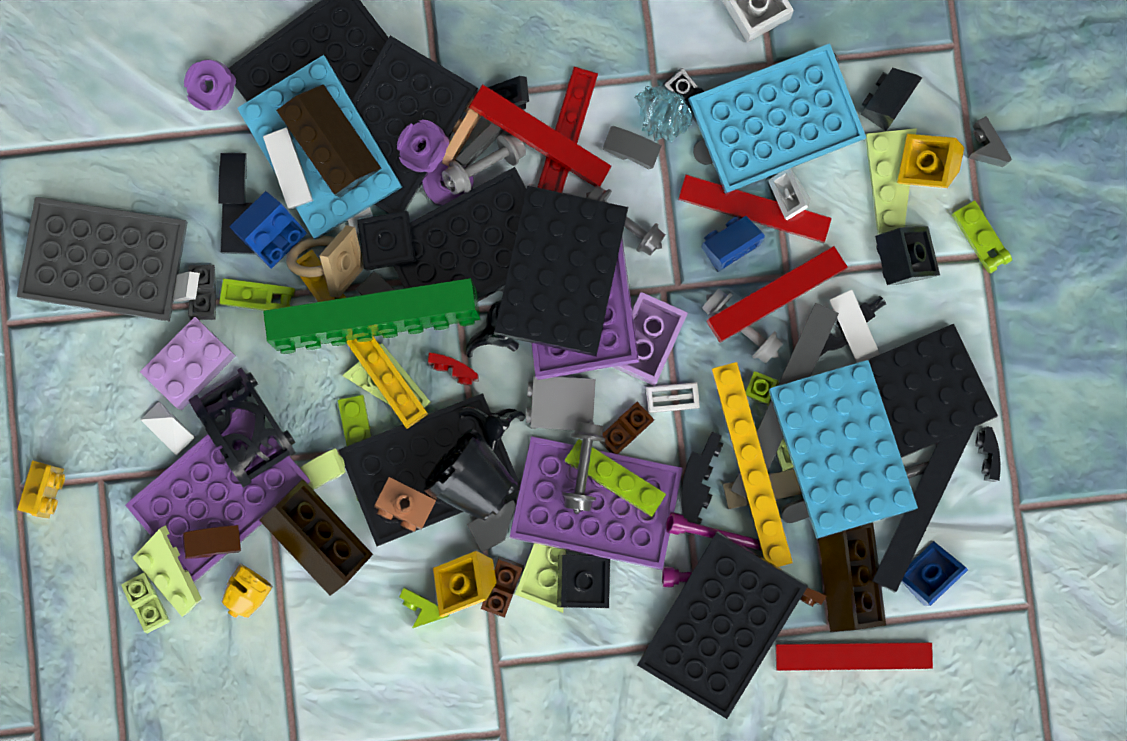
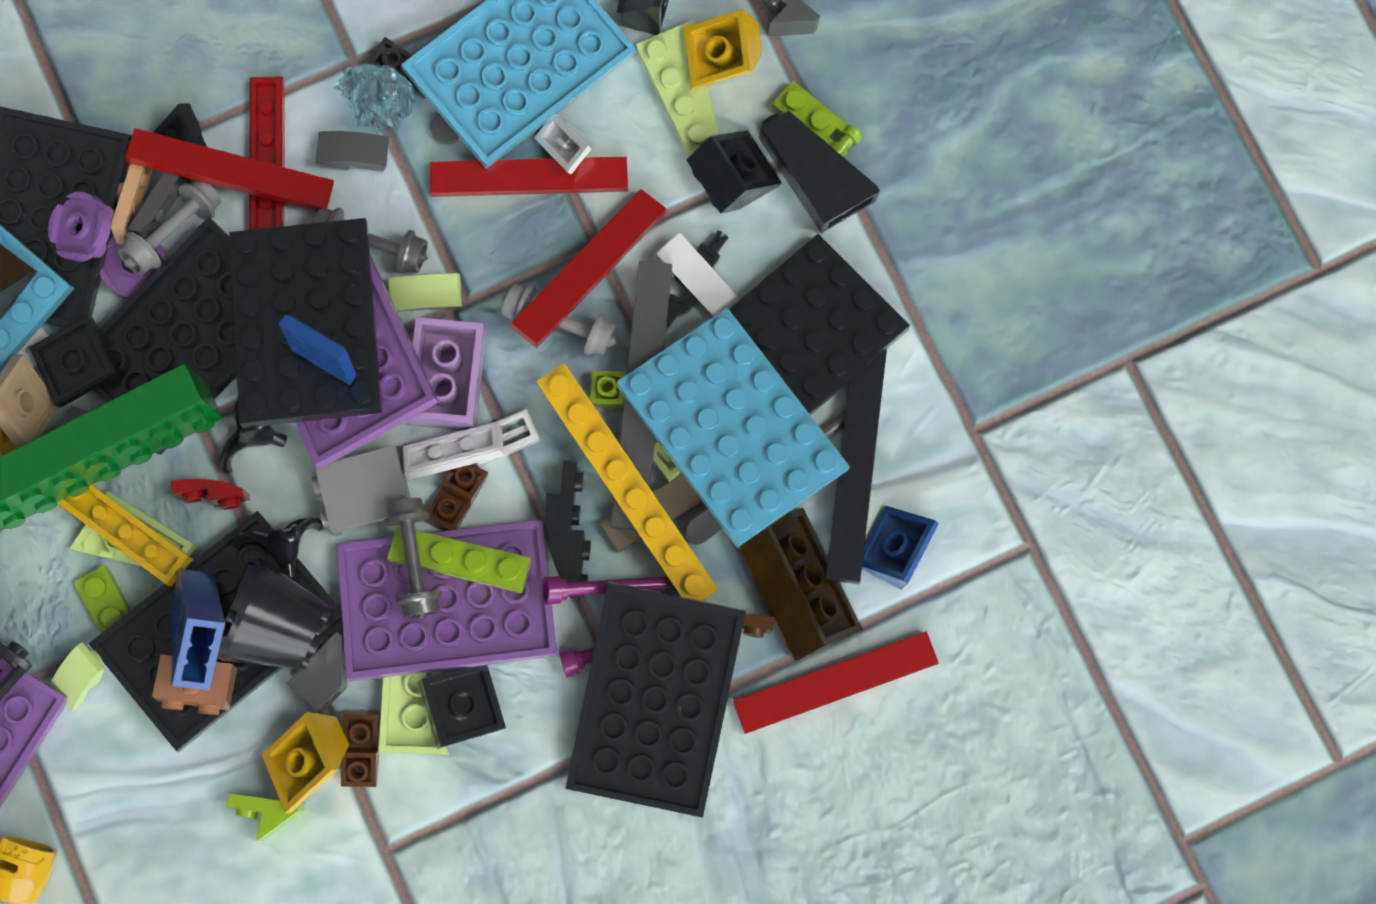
camera: 25 degrees left, 5 degrees down
(316, 537) = (93, 766): dark brown slope -> none
(422, 468) = (195, 629): none -> blue slope
(568, 300) = (318, 349): none -> blue tile
(634, 396) = (452, 450): none -> white tile
(652, 272) = (425, 292): none -> yellowish green slope
(732, 242) = (514, 224): blue slope -> none
(968, 278) = (816, 172): none -> black slope
(988, 445) = (912, 367): black slope -> none

